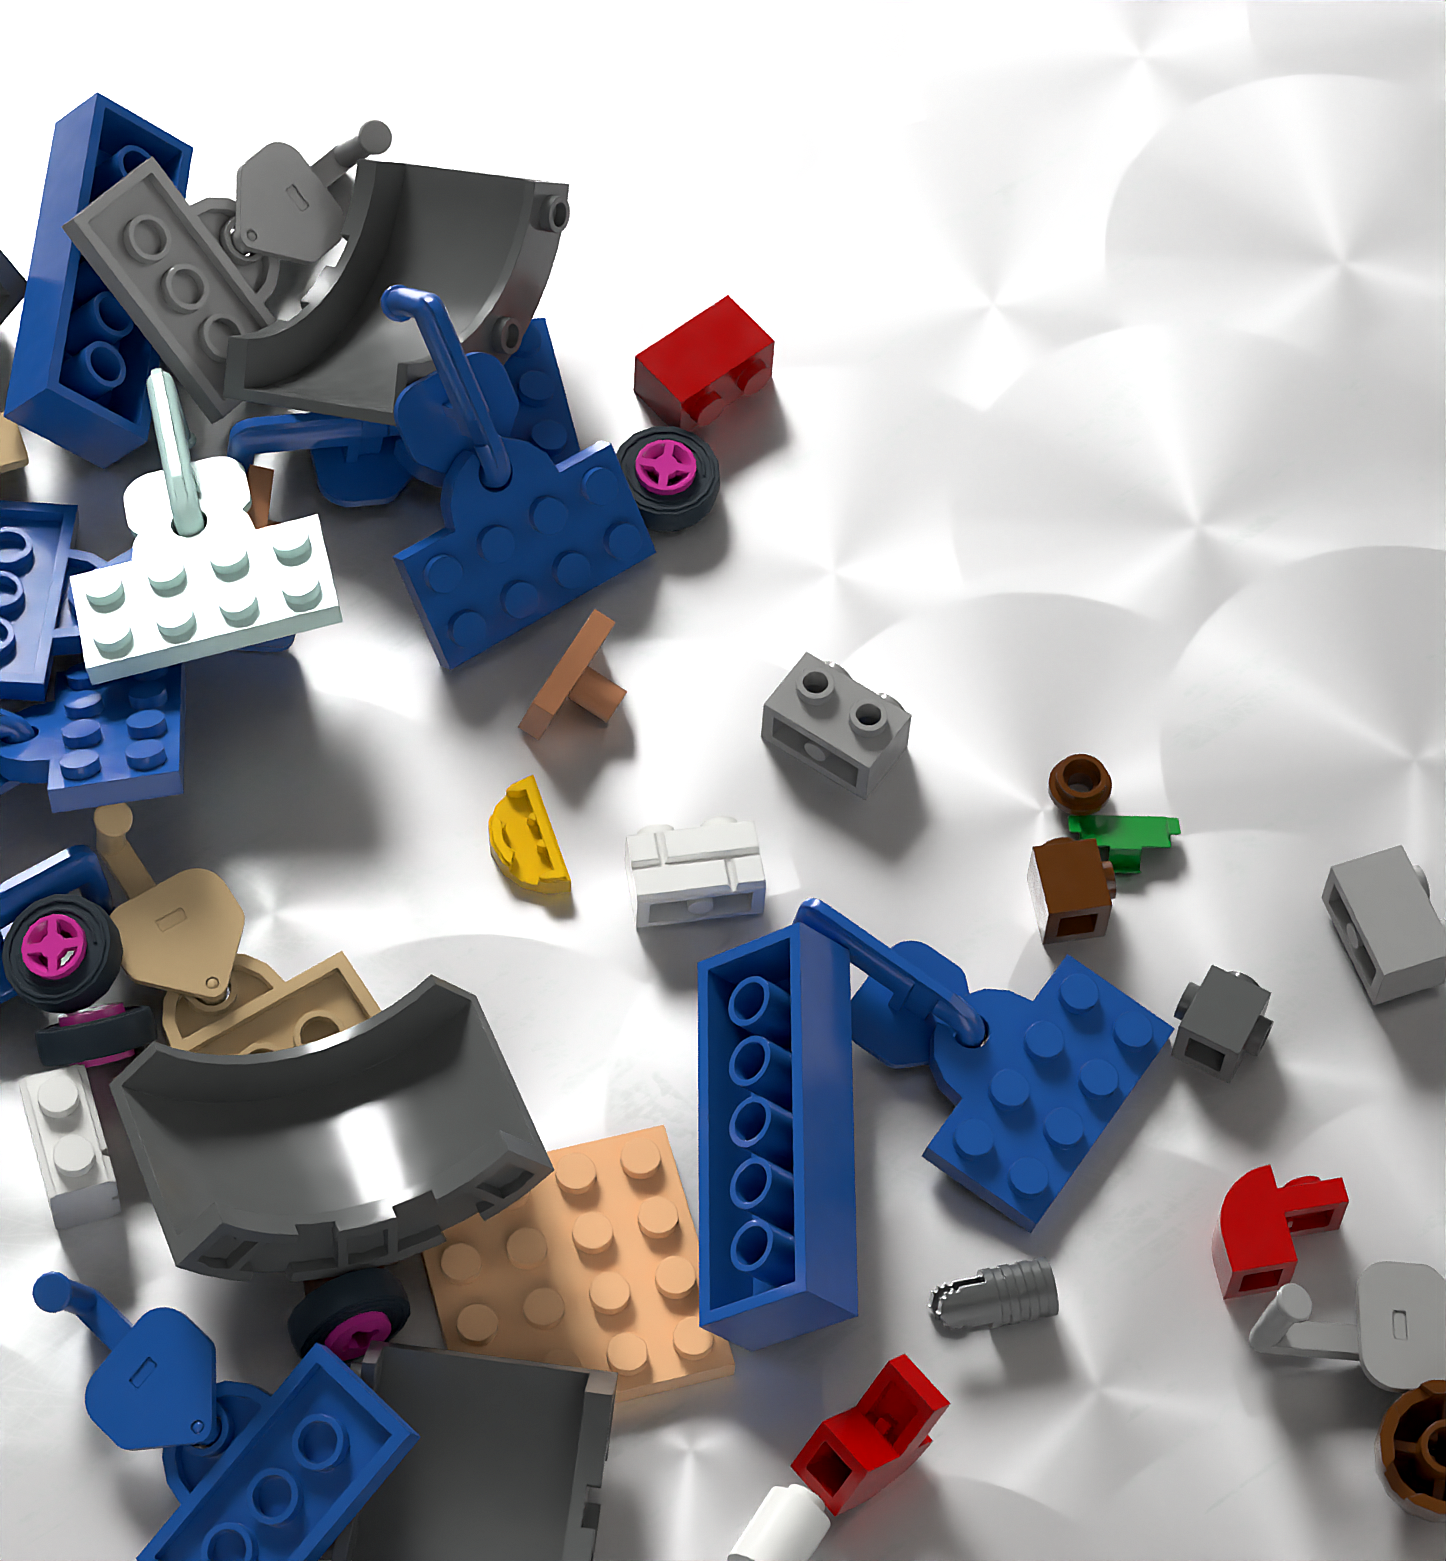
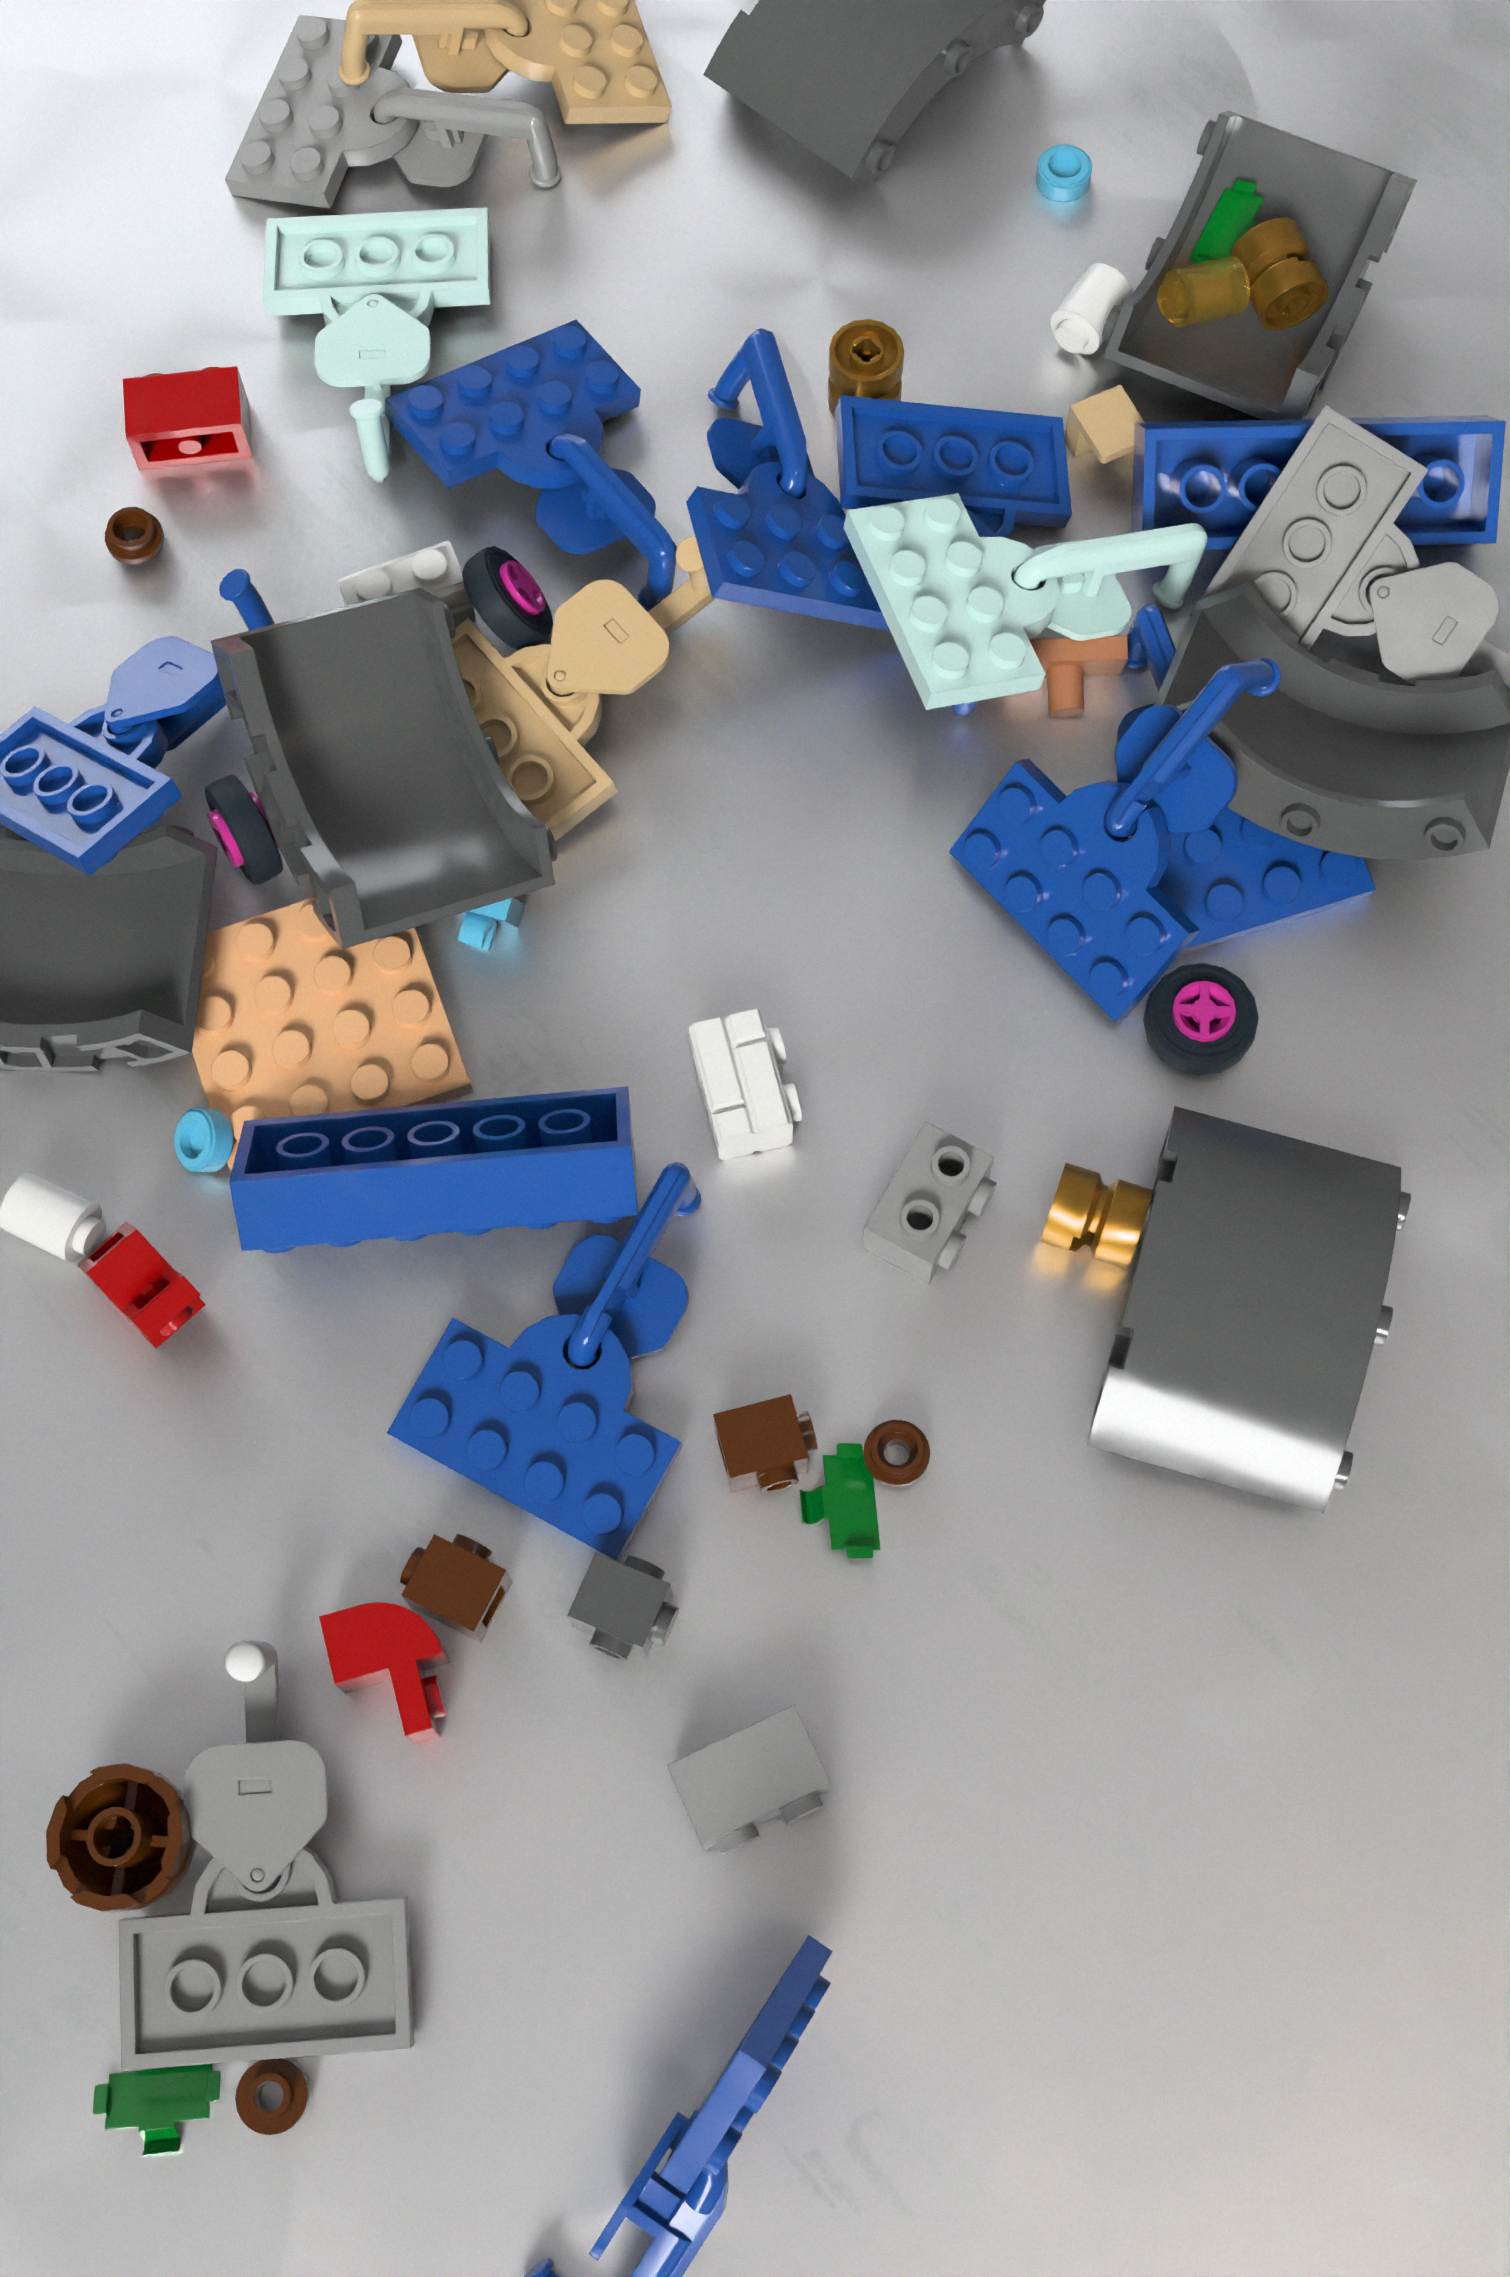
camera: 90 degrees right, 10 degrees up
(44, 936) = (571, 550): black wheel -> none
(525, 841) = (773, 937): yellow tile -> none
(576, 681) = (946, 956): nougat tile -> none
(704, 366) = (1343, 1041): red brick -> none
(704, 1385) = (203, 1140): none -> medium azure tile
(863, 584) = (1097, 1215): none -> pearl gold wheel
(968, 462) = (1252, 1310): none -> dark grey panel
(998, 1296) = (304, 1397): dark grey hinge -> none
(1196, 1164) = (456, 1584): none -> reddish brown brick

